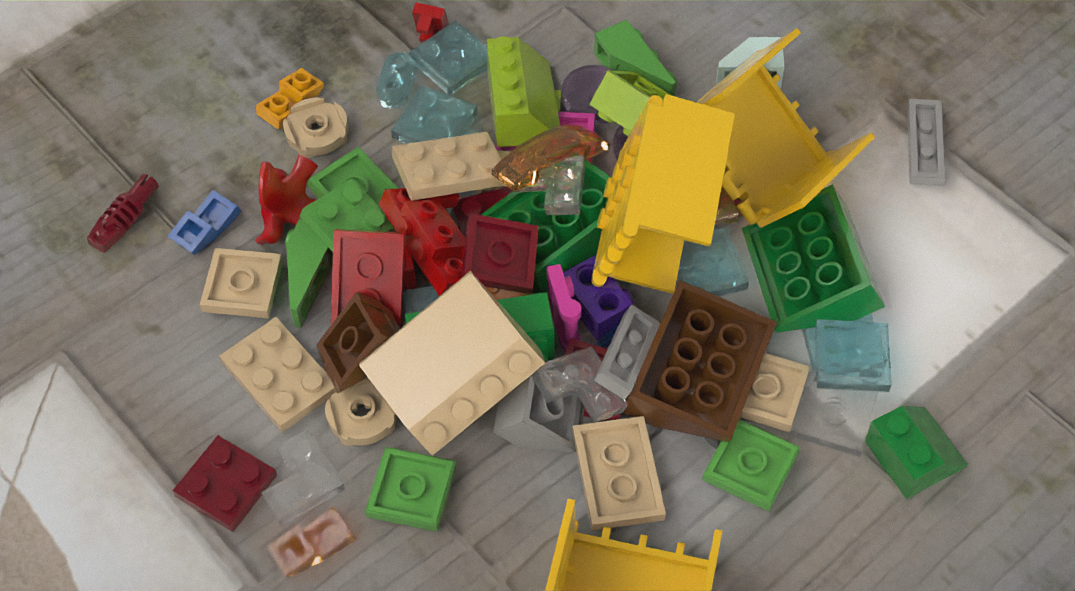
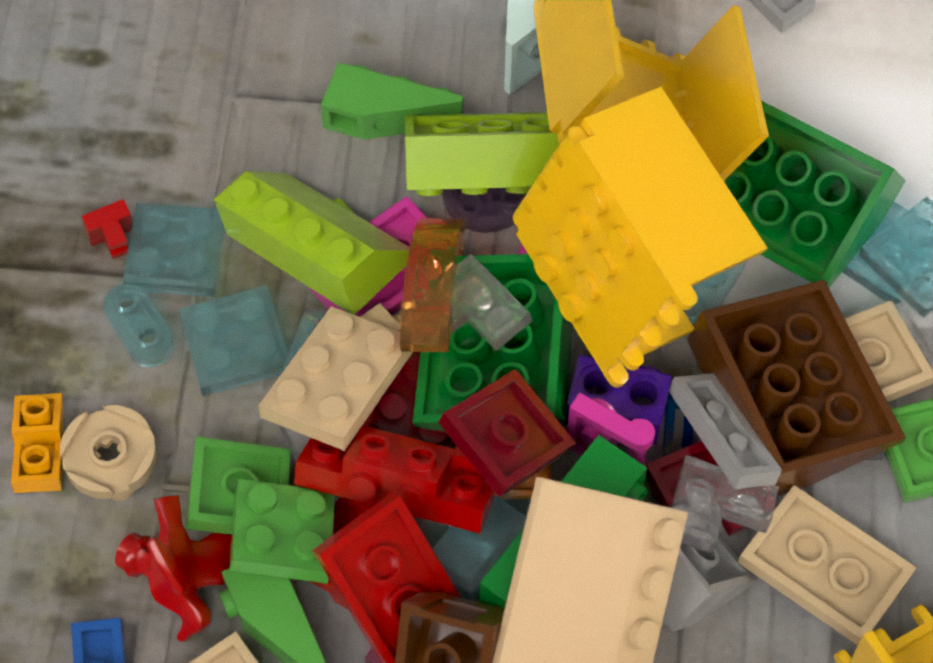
camera: 45 degrees left, 5 degrees up
(580, 89) = (371, 173): clear purple tile -> none

